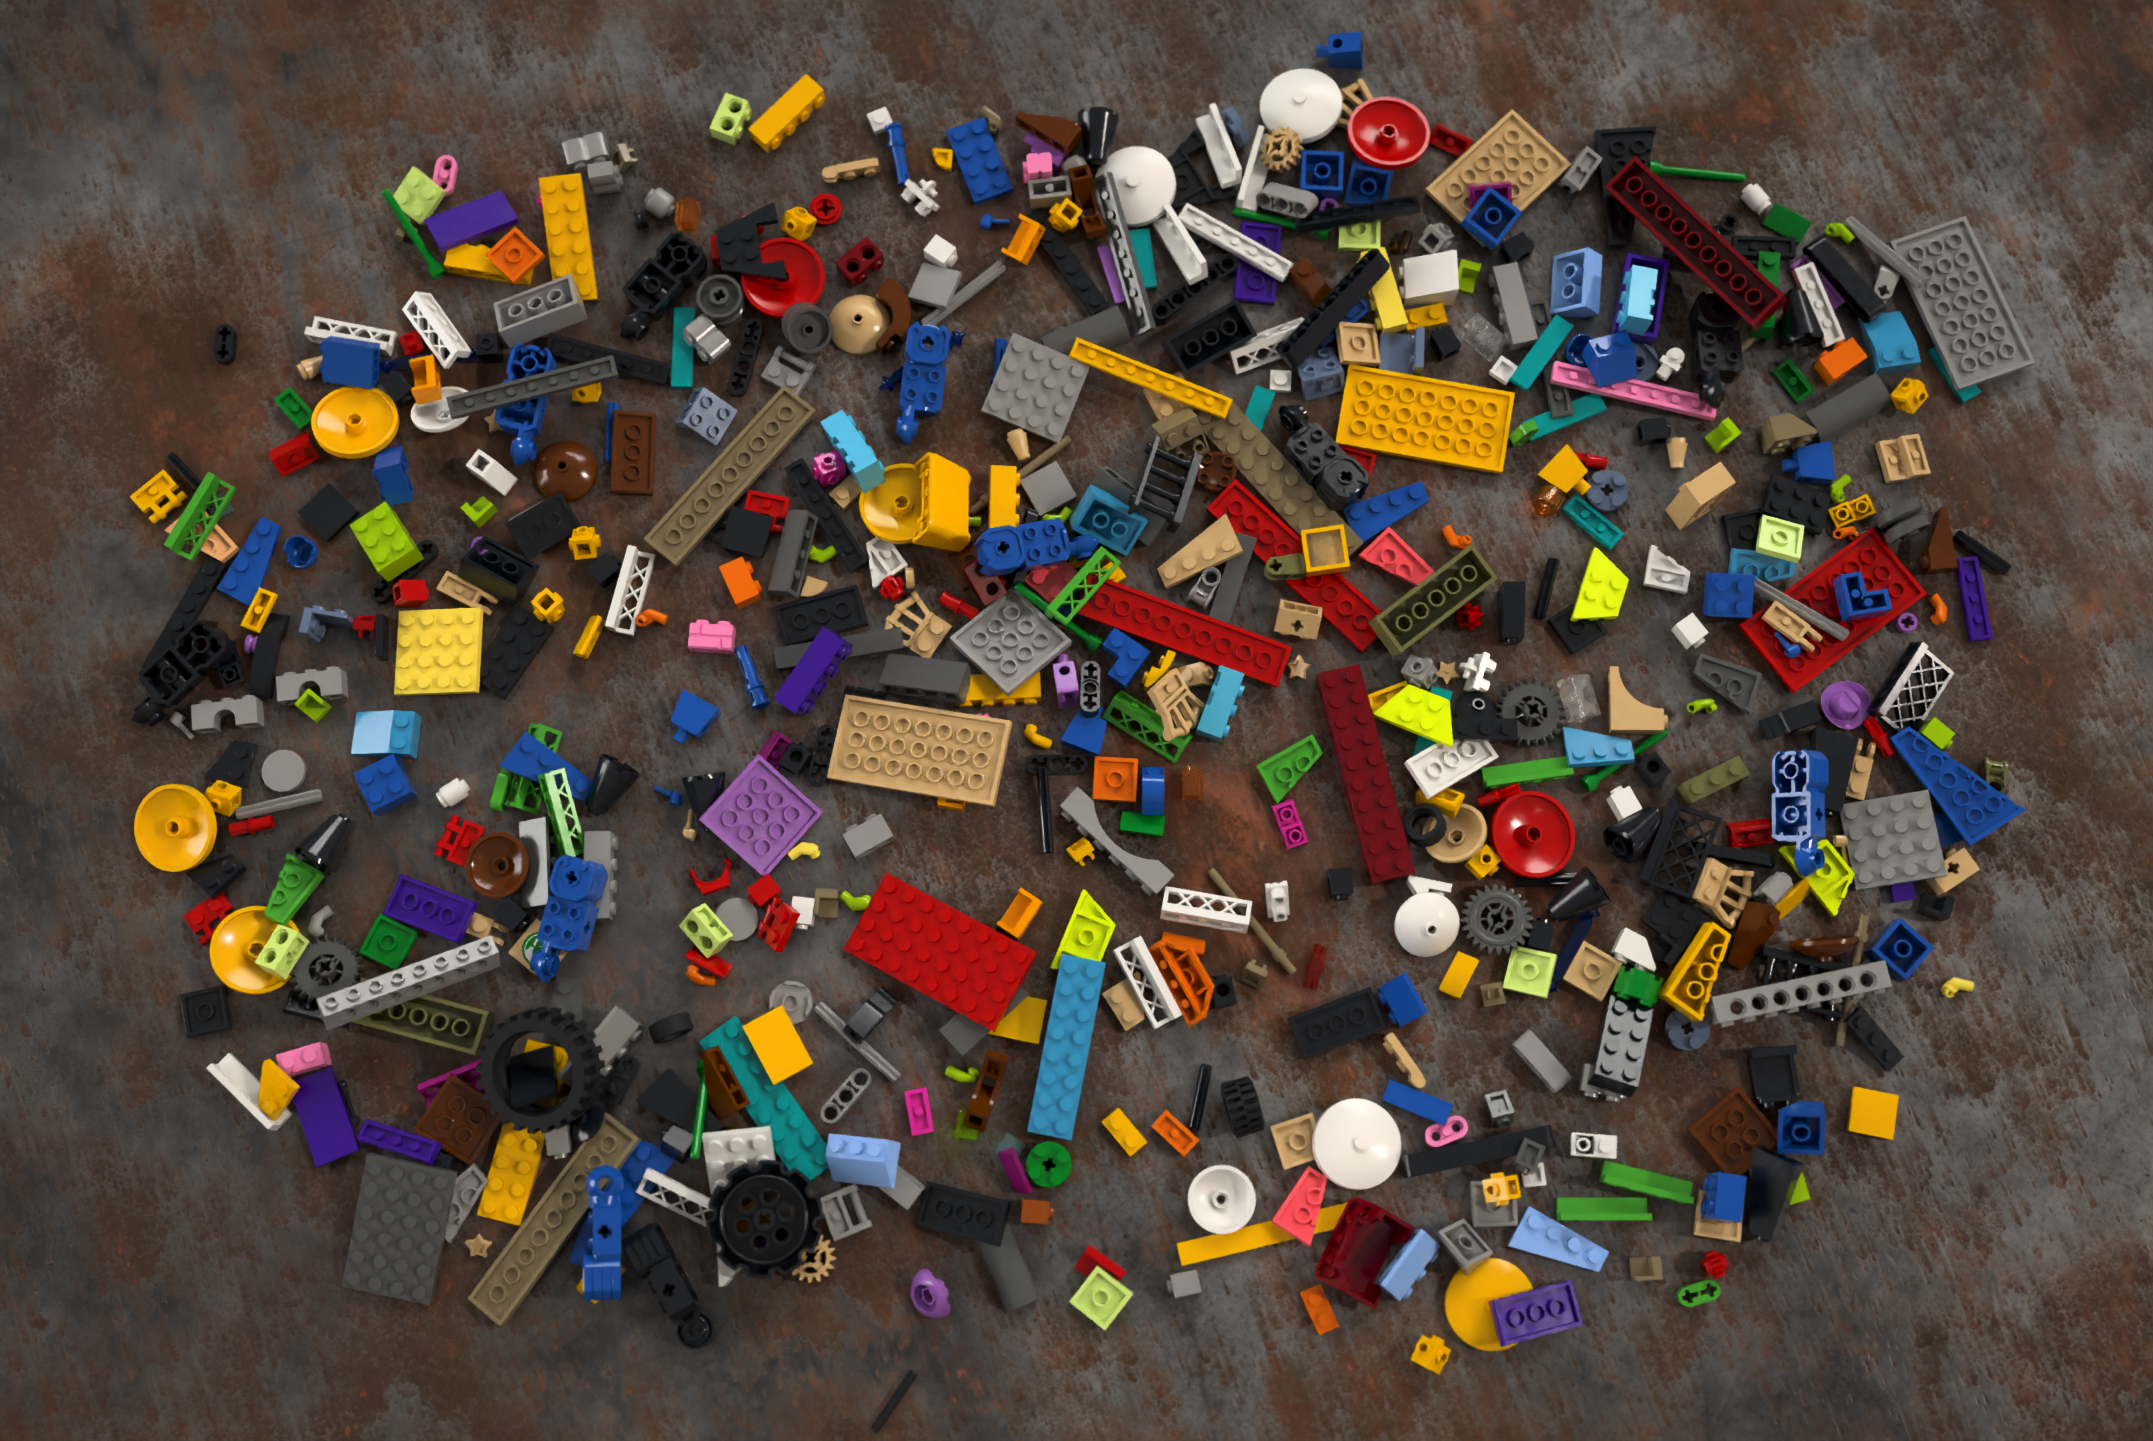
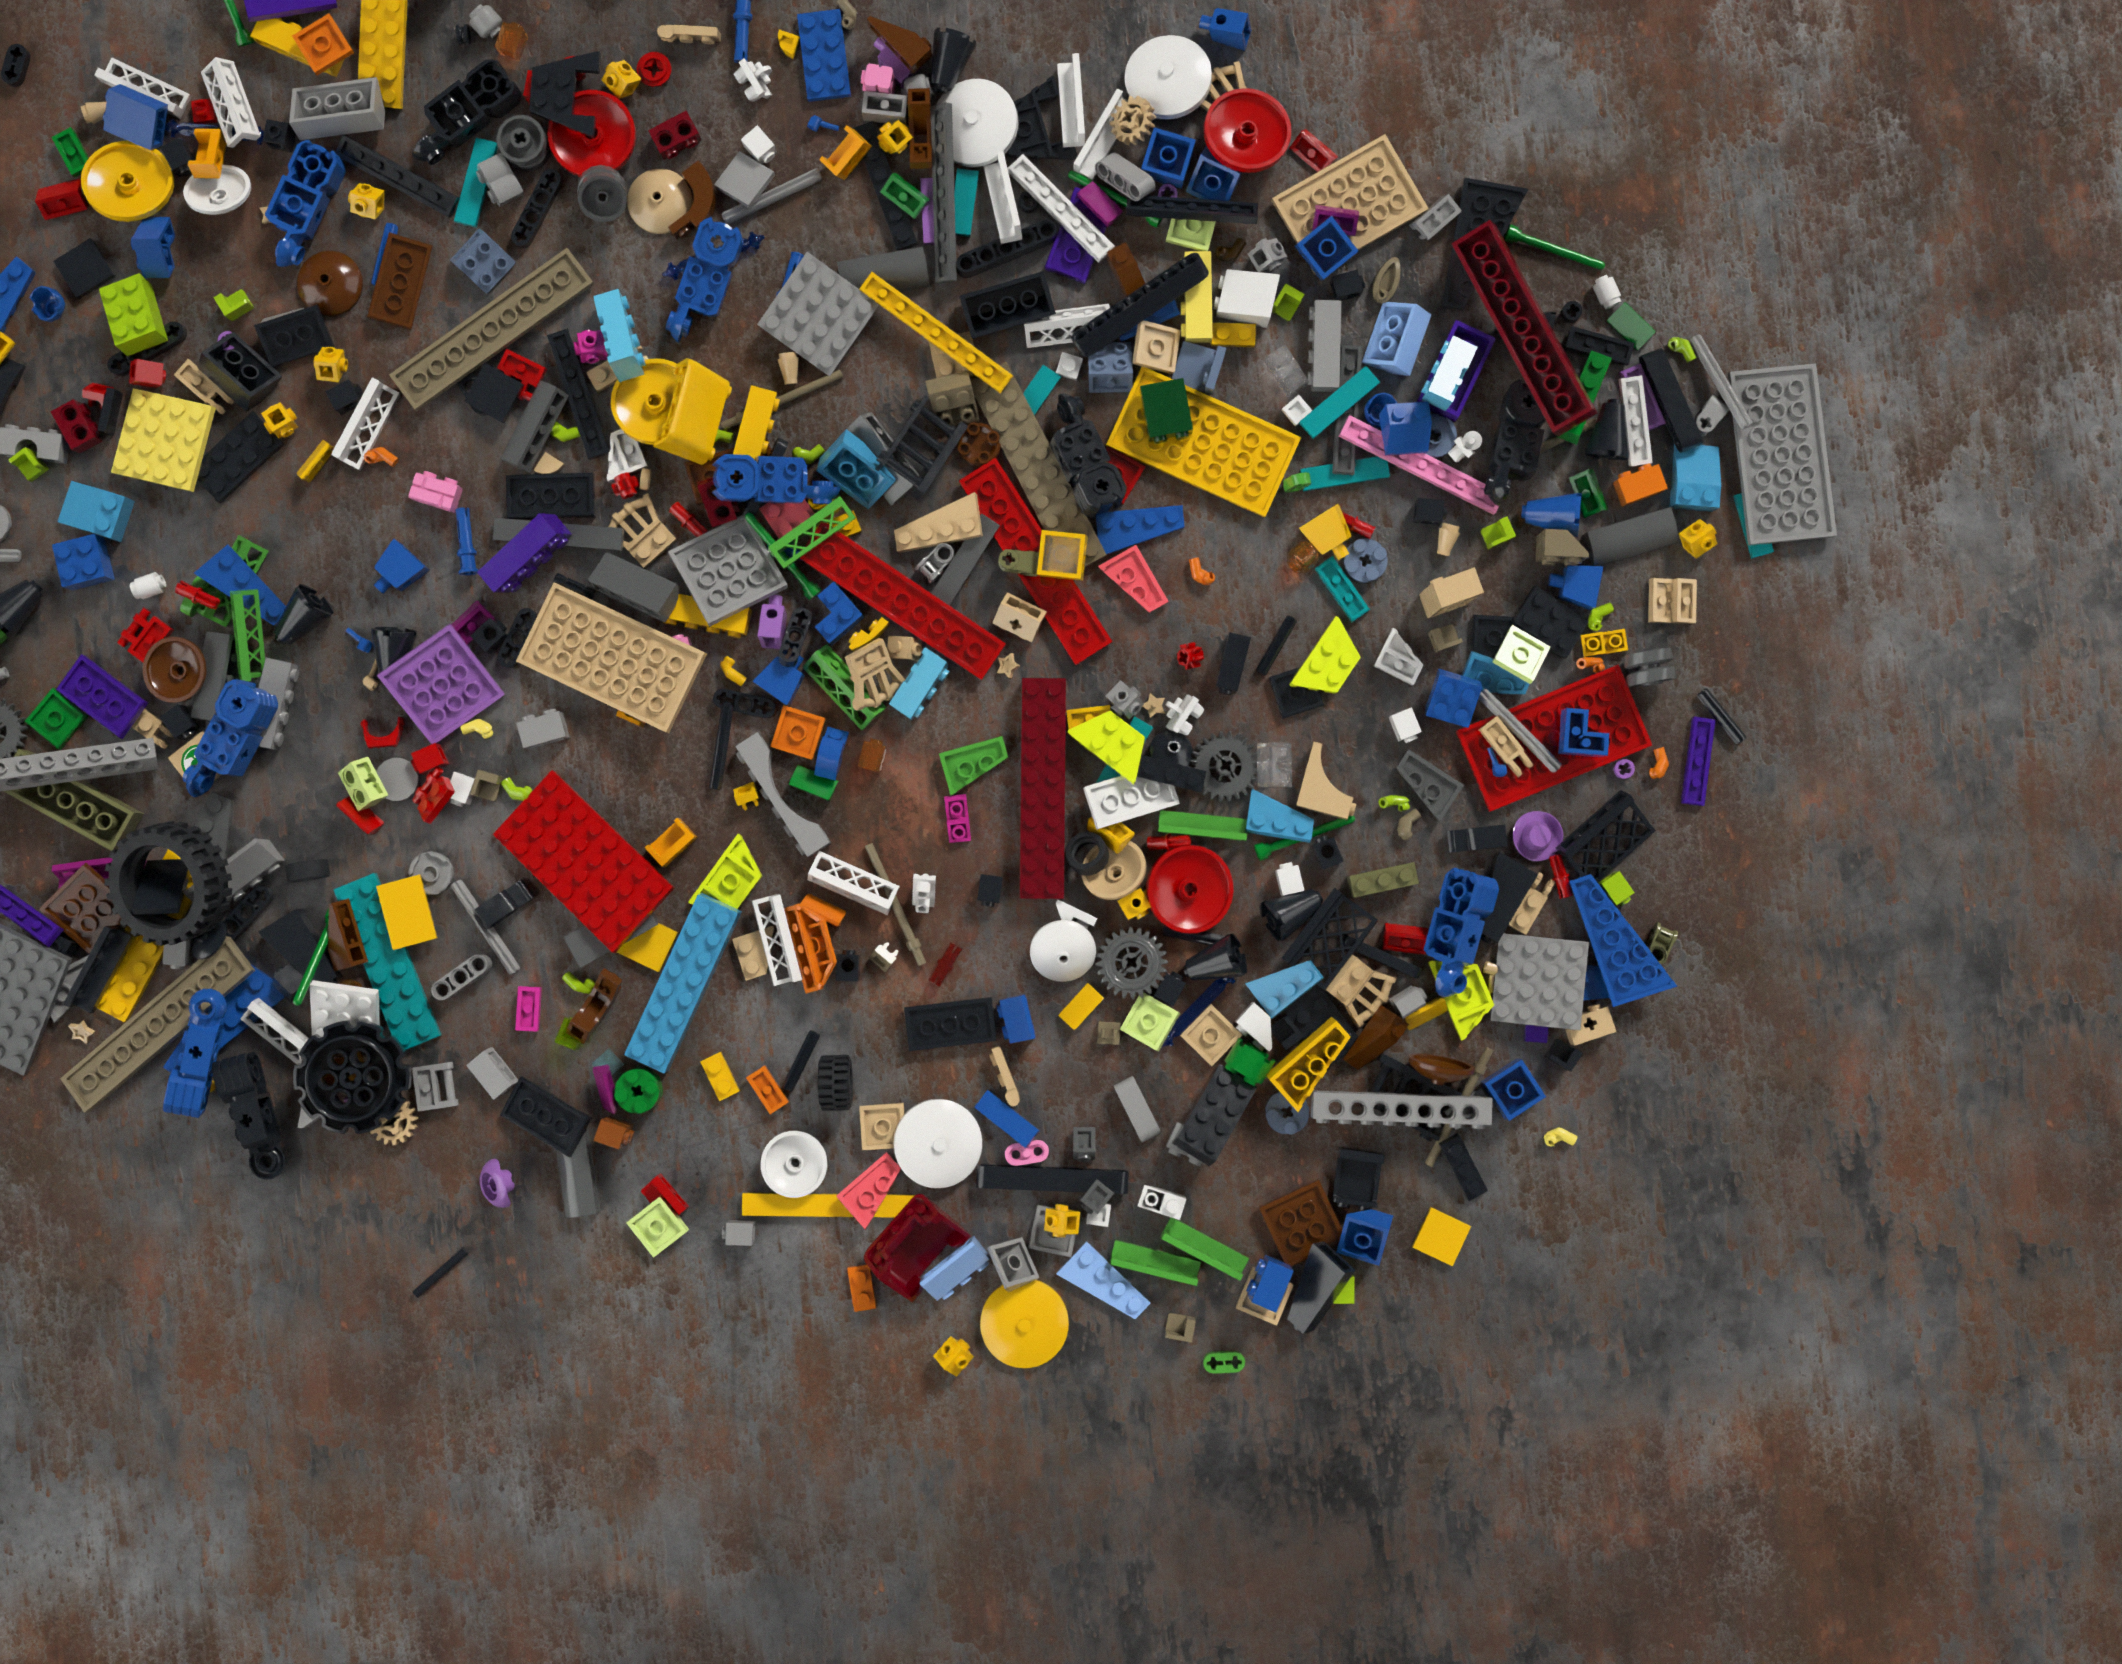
camera: 10 degrees right, 10 degrees up
(314, 618) = (44, 382): sand blue bracket -> none
(349, 661) = (73, 428): none -> dark red brick
(486, 1176) = (99, 968): none -> black fence
(491, 472) = (253, 267): white slope -> none
(505, 787) = (197, 595): none -> red axle
(532, 387) = (308, 191): dark grey plate -> none
(700, 979) = (352, 830): orange arm -> none
(740, 582) = (477, 442): orange brick -> none
(781, 375) = (570, 238): light grey plate -> none
(862, 1160) = (461, 1042): light blue slope -> none
(1048, 489) = (806, 421): light grey tile -> none
(1087, 265) = (904, 195): none -> green slope
(1234, 126) = (1092, 84): sand blue plate -> none
(1269, 230) = (1099, 203): none -> magenta slope
(1384, 397) = (1166, 410): none -> dark green brick
(1432, 600) = (1156, 631): olive brick -> none
(1444, 342) = (1245, 367): black brick -> none
(1535, 1313) = (1063, 1343): dark purple tile -> none
(1551, 236) = (1386, 280): none -> dark tan arm
(1650, 906) = (1284, 987): none -> dark azure wing
(1701, 544) = (1444, 638): none -> dark tan panel
(1714, 1264) = (1246, 1340): red gear -> none
(1717, 724) = (1405, 824): none -> dark tan arm
(1770, 402) = (1554, 512): none -> blue cone
(1939, 550) = (1678, 704): reddish brown slope -> none

